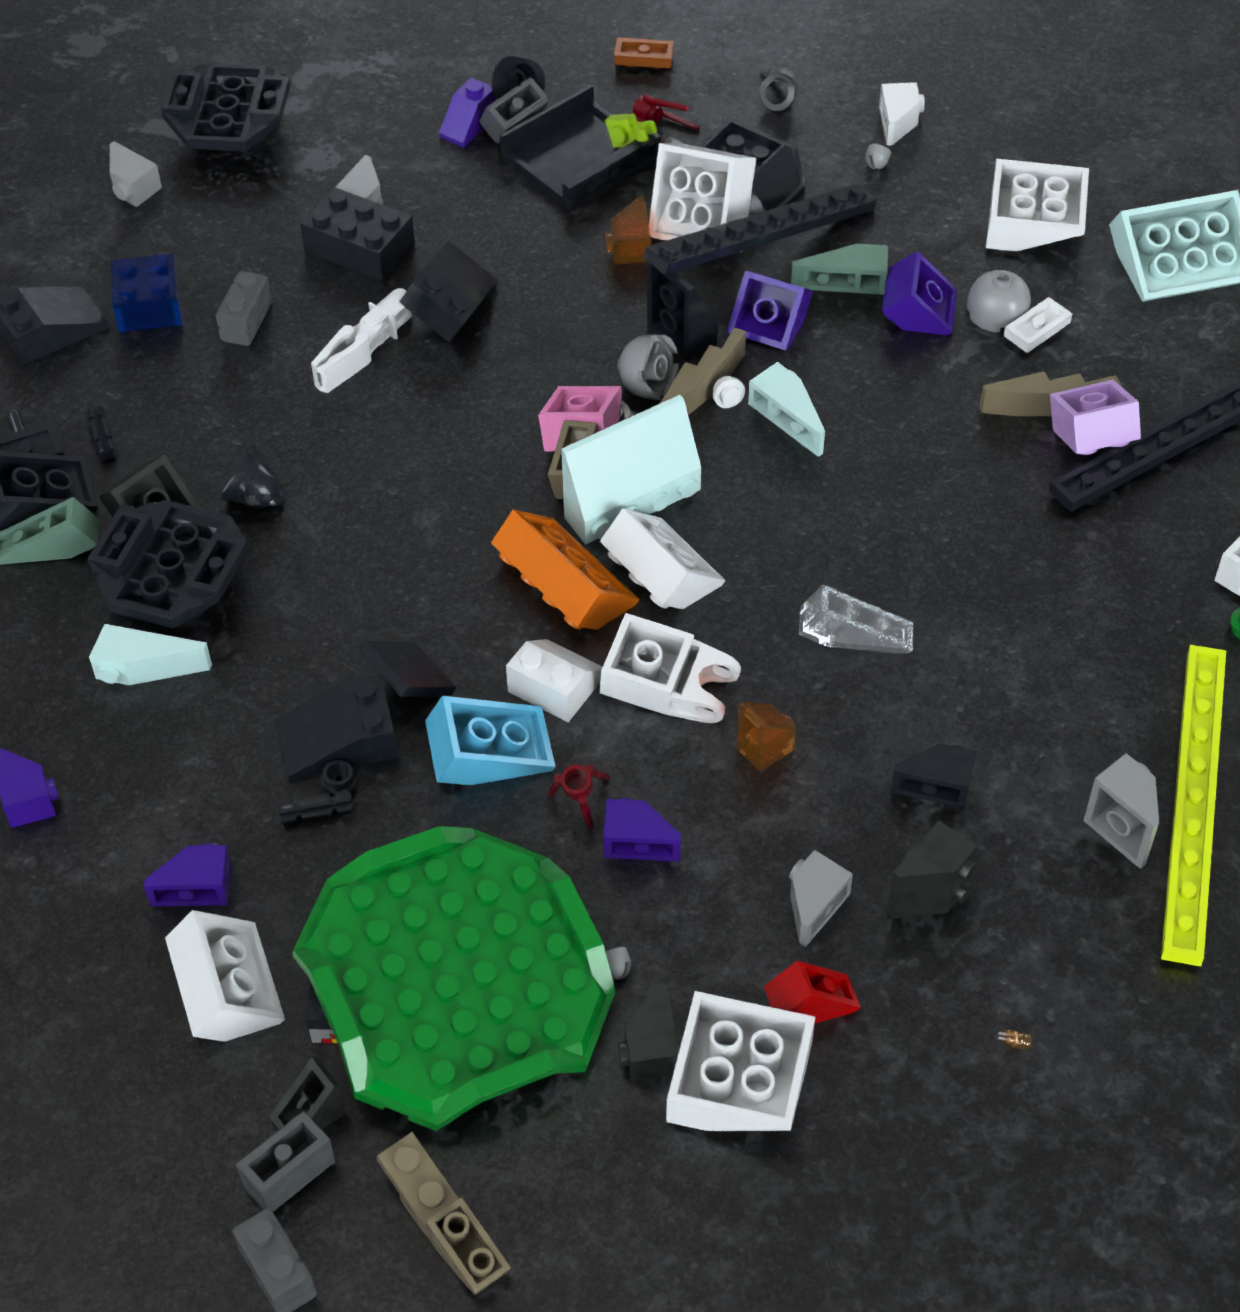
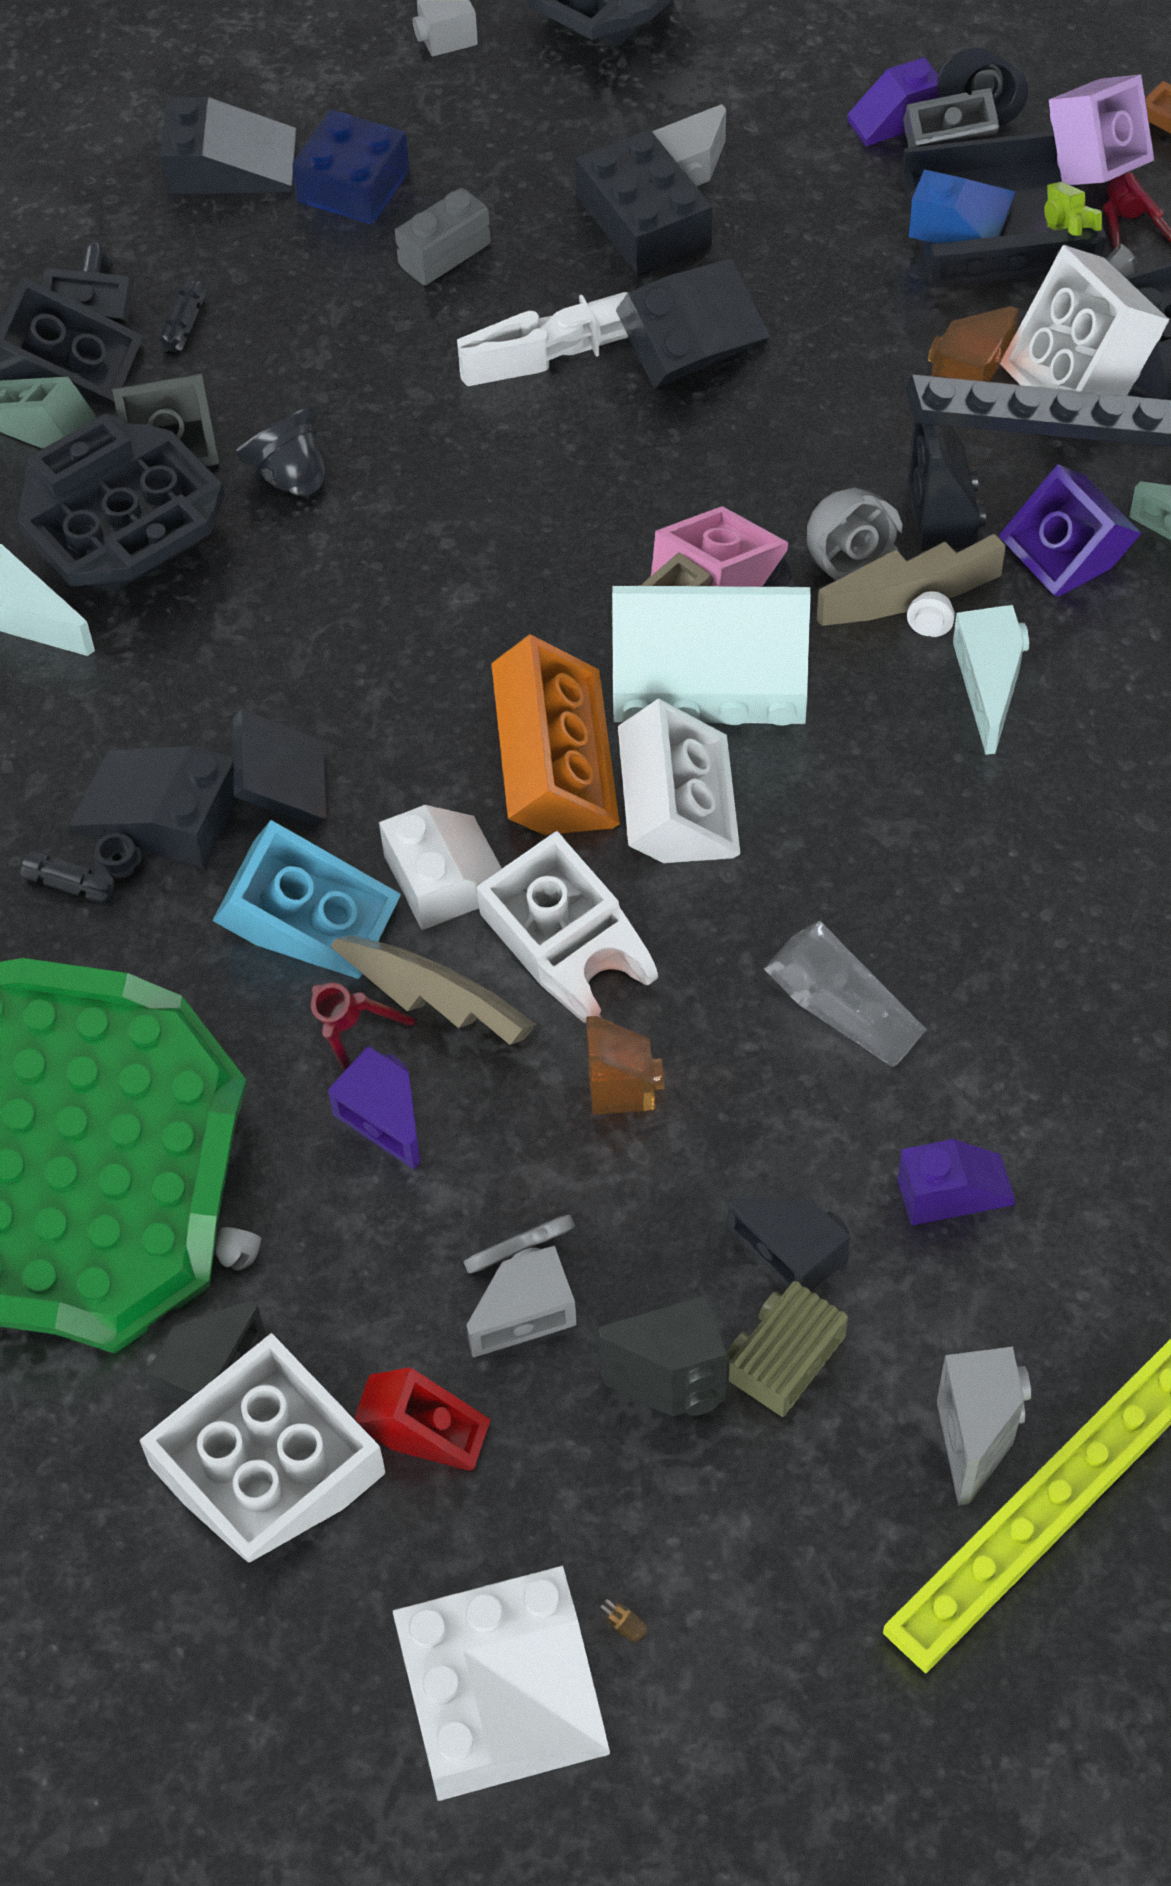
camera: 35 degrees right, 5 degrees up
(557, 157) = (957, 209): none -> blue slope
(600, 746) = (417, 980): none -> dark tan slope
(613, 76) = (1101, 130): none -> lavender brick
(791, 854) = (518, 1243): none -> light grey piece
(980, 1113) = (501, 1683): none -> white slope
(988, 824) = (786, 1347): none -> olive brick
(996, 697) = (951, 1181): none -> dark purple slope

